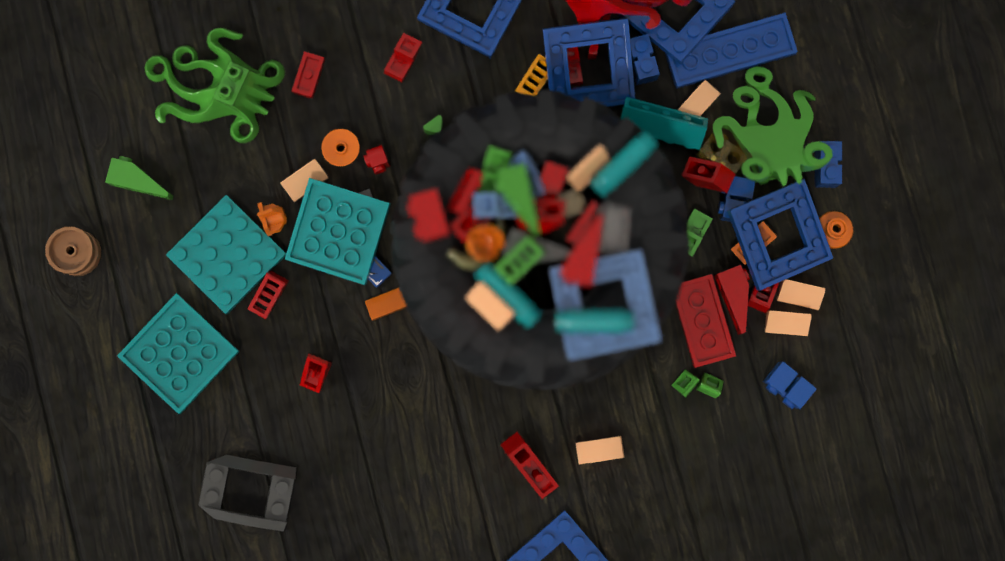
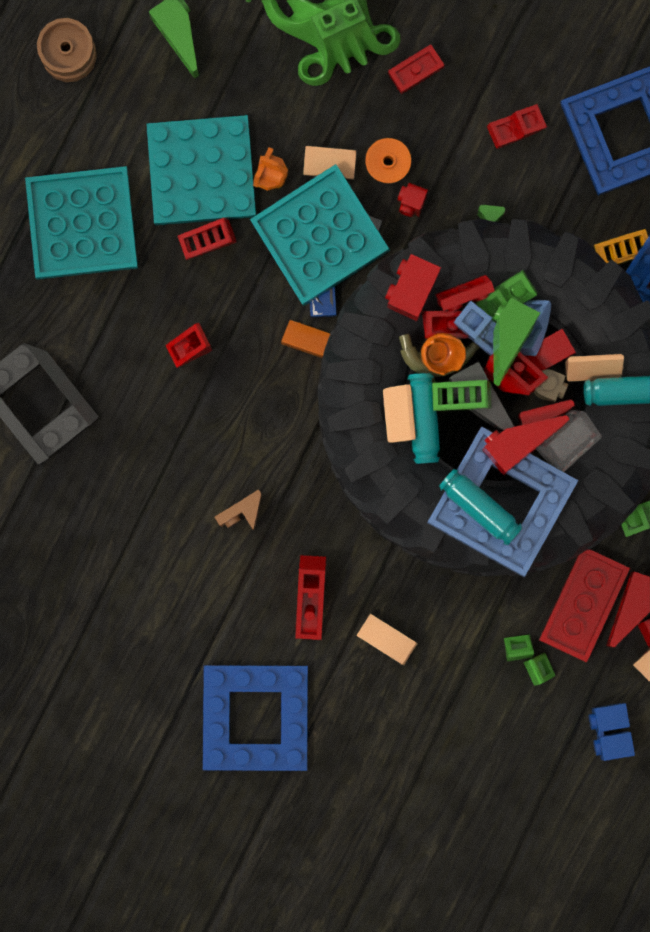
camera: 45 degrees right, 0 degrees up
(443, 443) = (248, 506): none -> medium nougat slope

